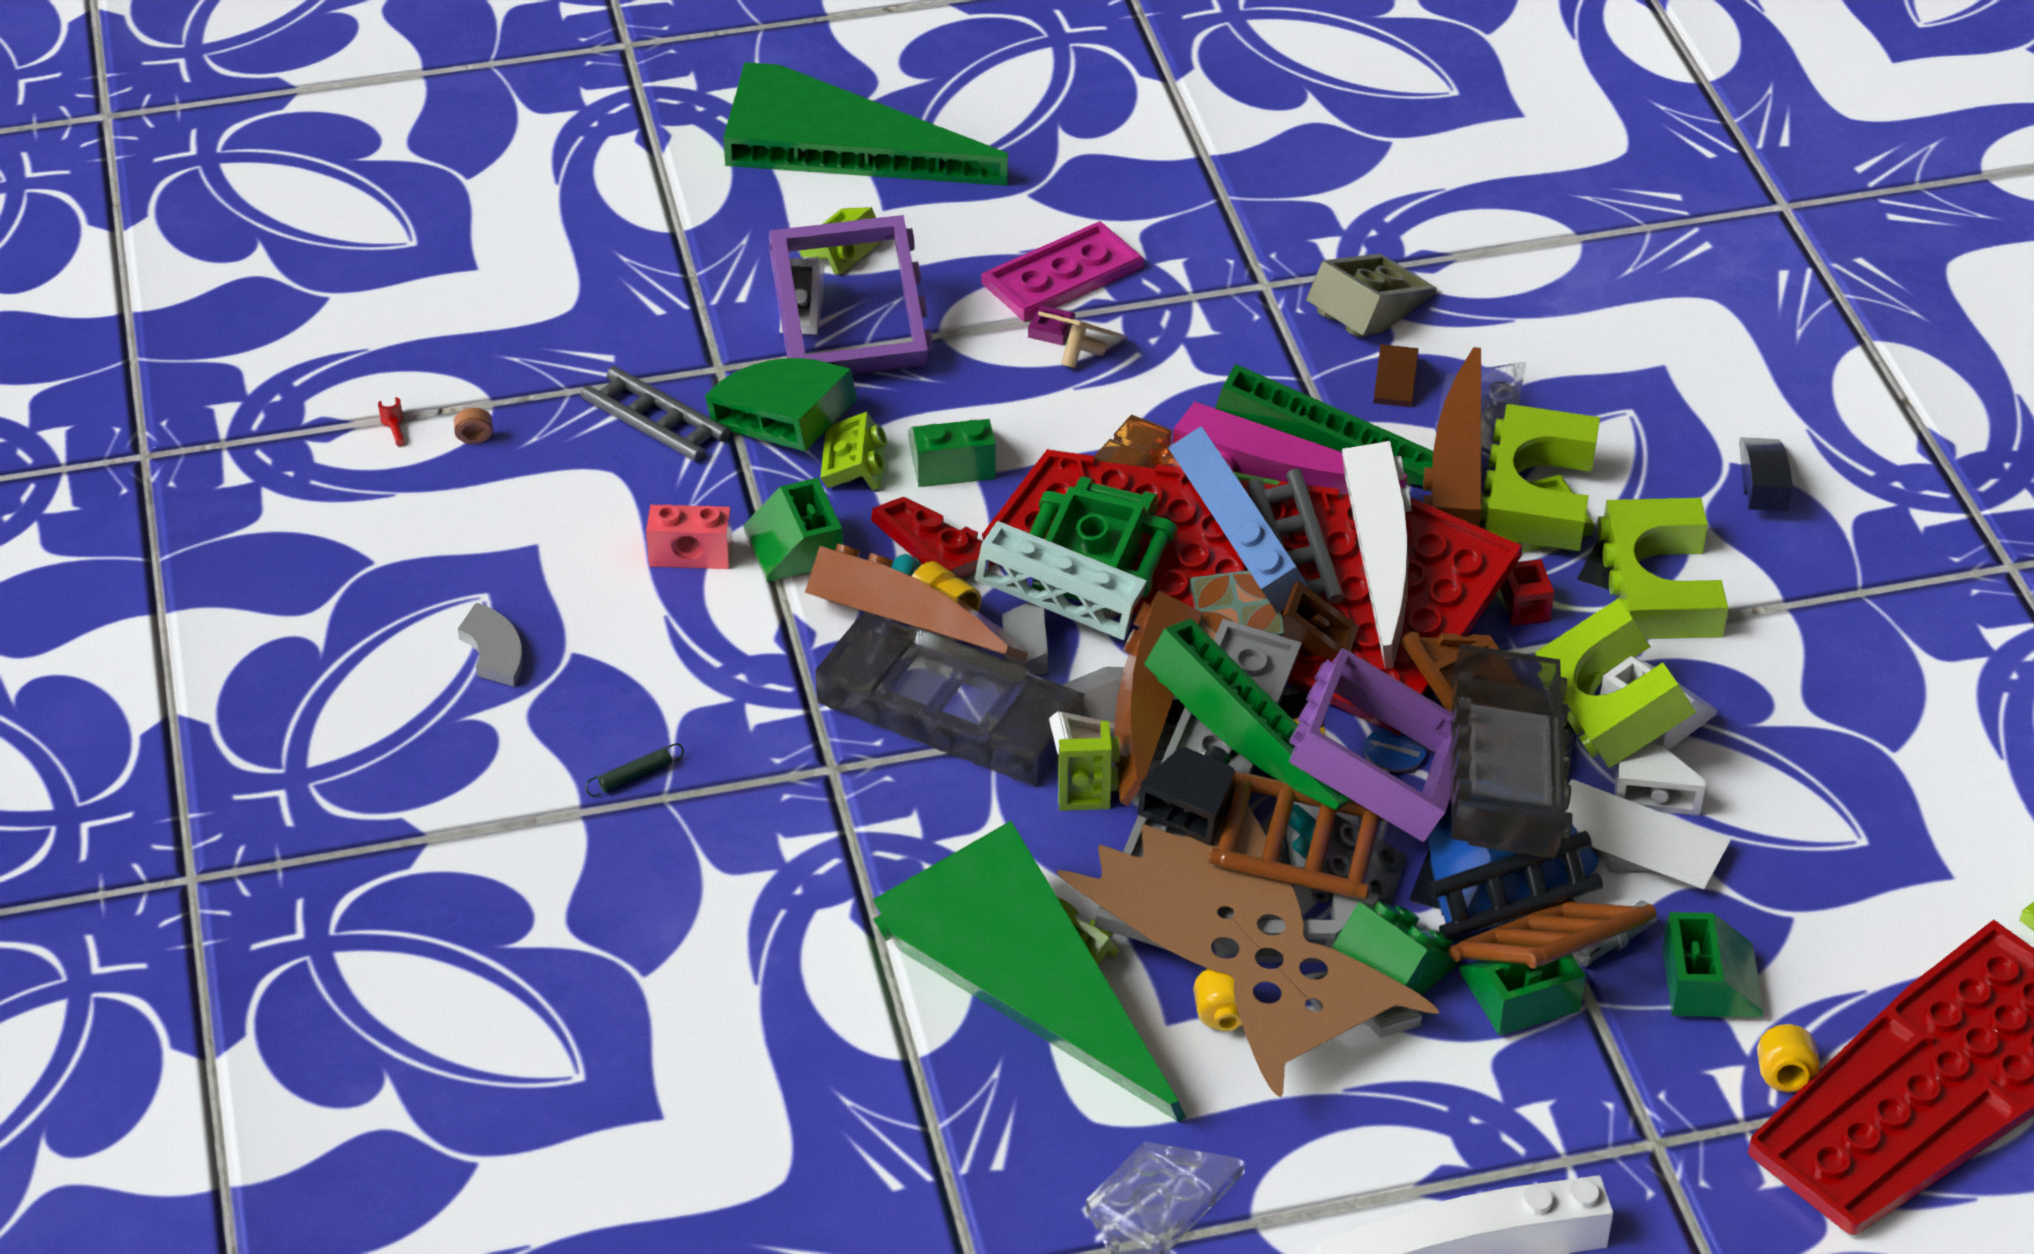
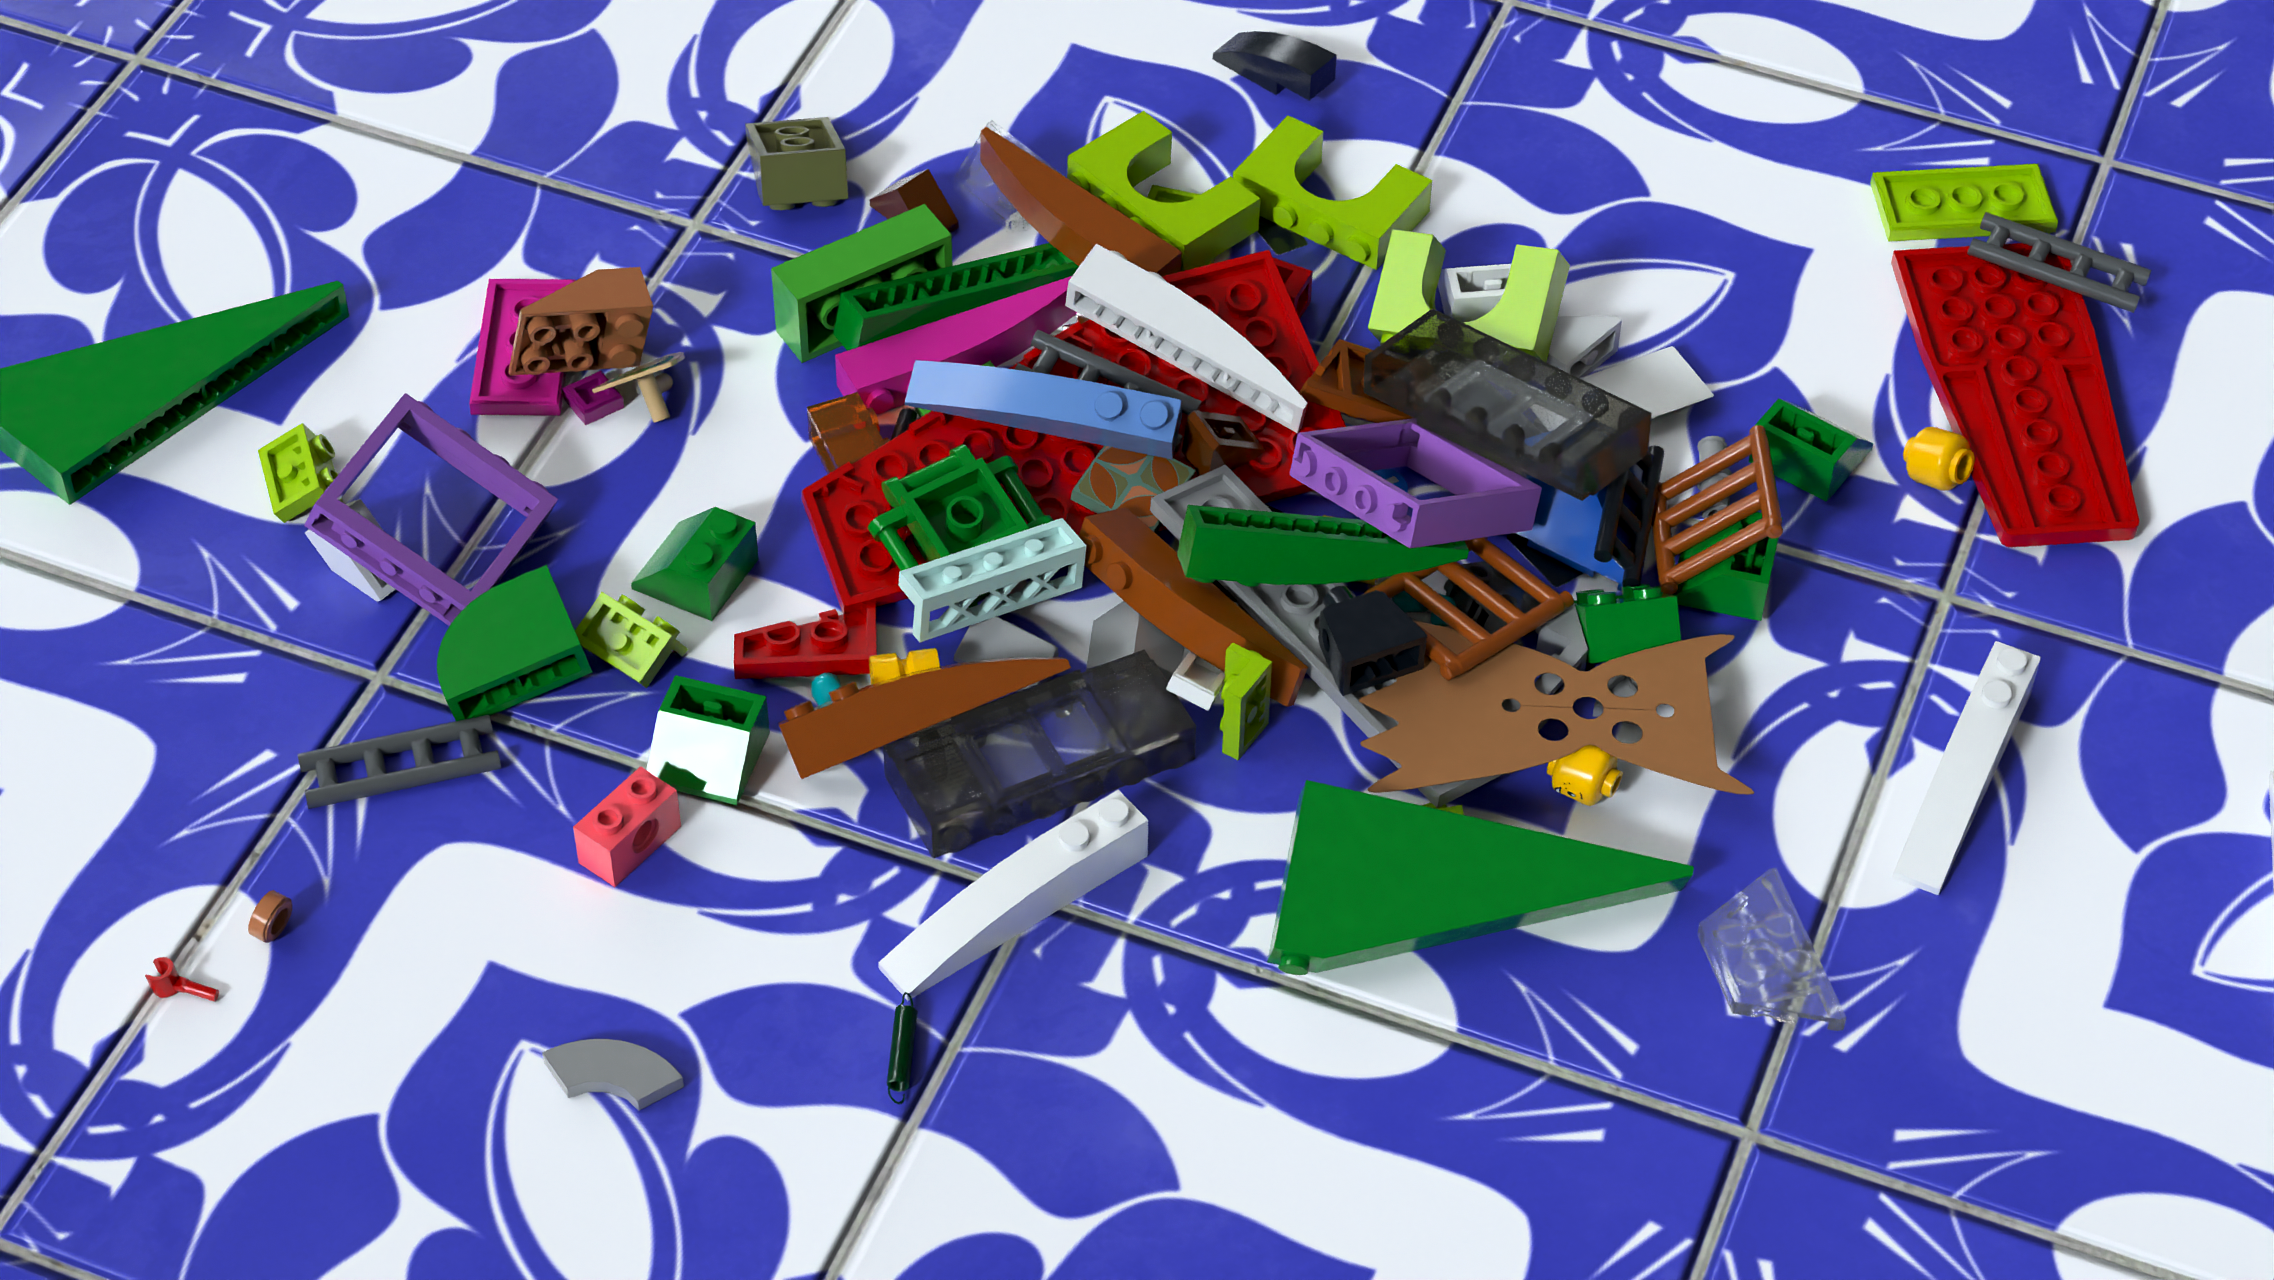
camera: 55 degrees left, 5 degrees up
(821, 754) = (1021, 892): none -> white slope
(1082, 271) = (585, 325): none -> nougat slope
(1302, 365) = (811, 285): none -> bright green brick

